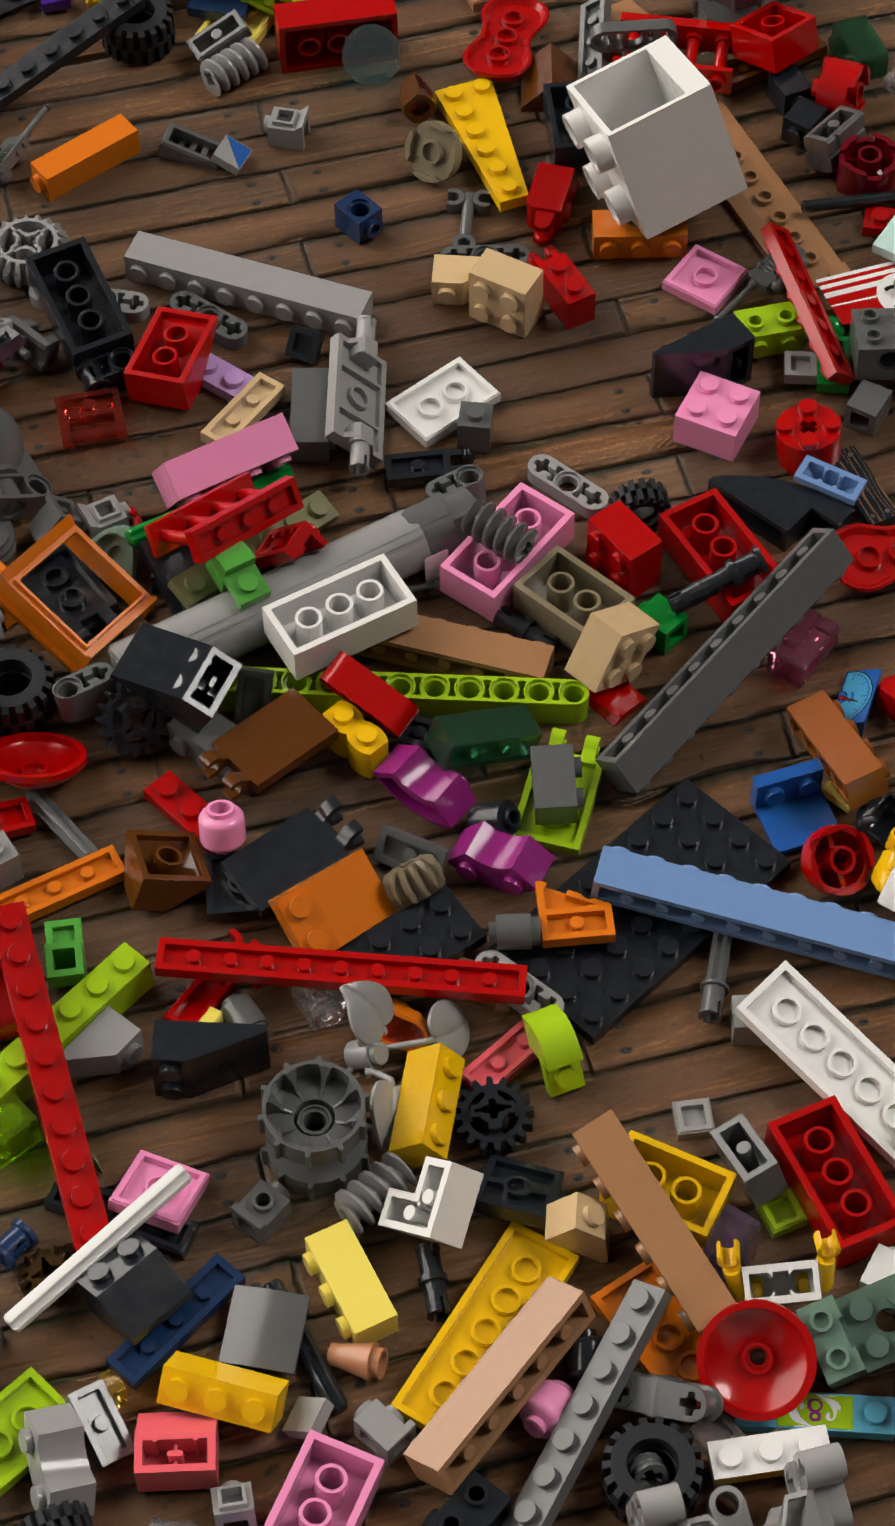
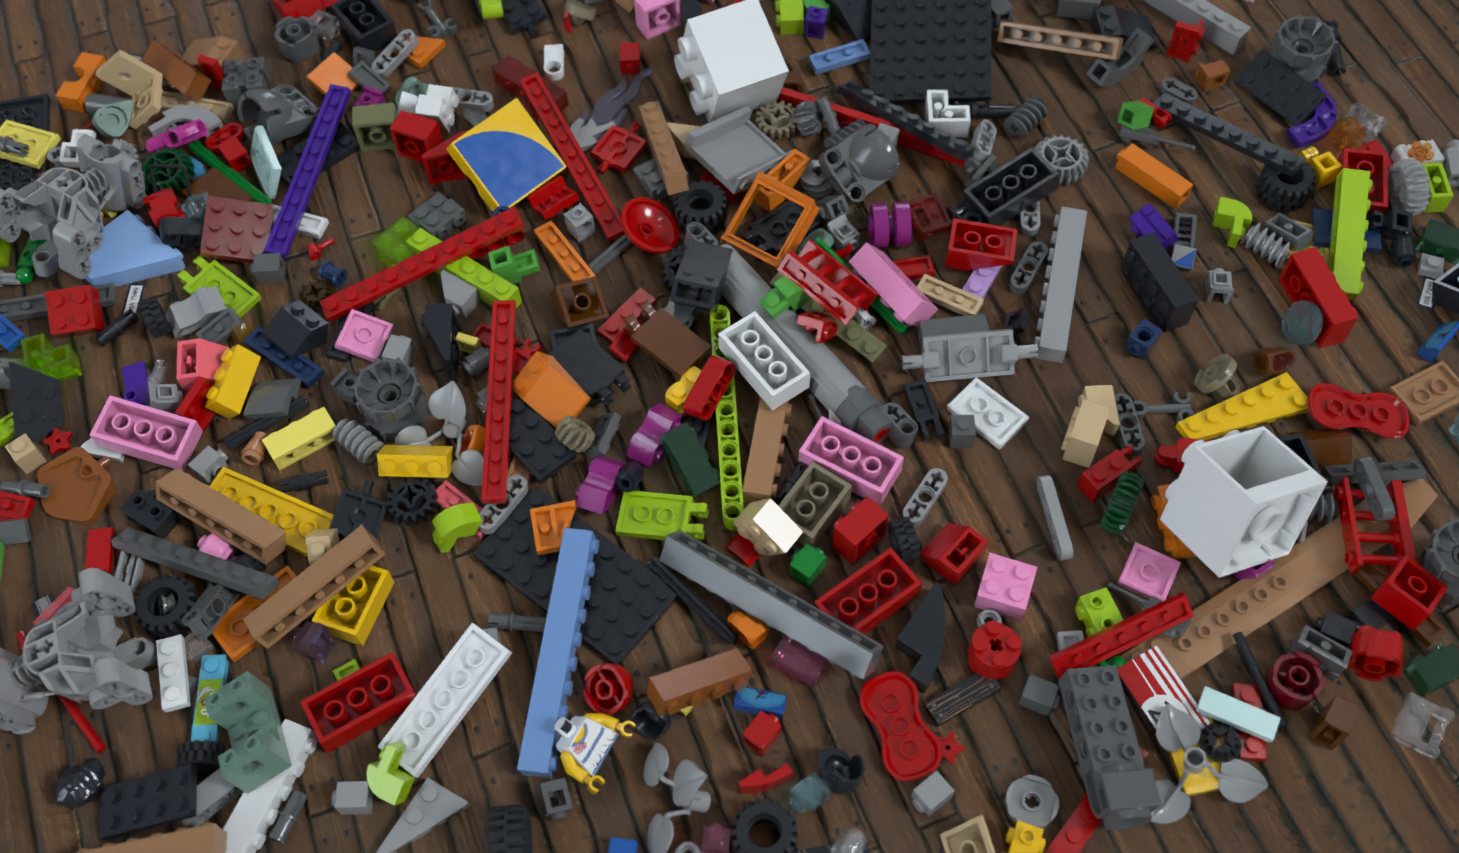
camera: 85 degrees right, 5 degrees up
(96, 1248) = (320, 308): white axle -> none
(110, 453) = (883, 225): none -> magenta wheel
(178, 440) = (916, 266): none -> red tile
(179, 88) = (1233, 216): none -> lime brick
(181, 173) = (1150, 221): none -> dark purple brick
(205, 1136) = (400, 347): none -> light grey brick
(222, 827) = (602, 324): bright pink head -> none
(252, 692) = (707, 326): pearl dark grey tile -> none
(257, 819) = (622, 346): none -> red tile
(257, 1449) = (194, 404): none -> red bracket
(278, 177) = (1159, 282): none -> black brick
(306, 1415) = (220, 428): light grey tile -> none
(439, 1206) = (334, 467): white brick -> none
(498, 532) = (845, 442): dark grey piece -> none
(515, 931) = (537, 492): dark grey brick -> none
(554, 784) = (654, 505): dark grey brick -> none
(616, 274) = (1122, 503): none -> dark green gear
(616, 347) = (1054, 518): none -> light grey beam
(661, 452) = (954, 551): none -> red slope
(692, 1119) = (417, 618): light grey tile -> none
(698, 765) = (692, 600): none -> black axle
(718, 348) = (1056, 575): black slope -> none
(732, 573) = (834, 594): black pin -> none
(750, 1158) = (372, 644): dark grey brick -> none
(752, 700) = (749, 628): none -> orange rock
(752, 1388) = (223, 654): red dish -> none
(759, 444) = (988, 615): none -> light grey plate
(781, 1282) = (275, 662): torso -> none
(791, 804) = (653, 659): blue bracket -> none
(830, 480) = (949, 665): medium blue slope -> none

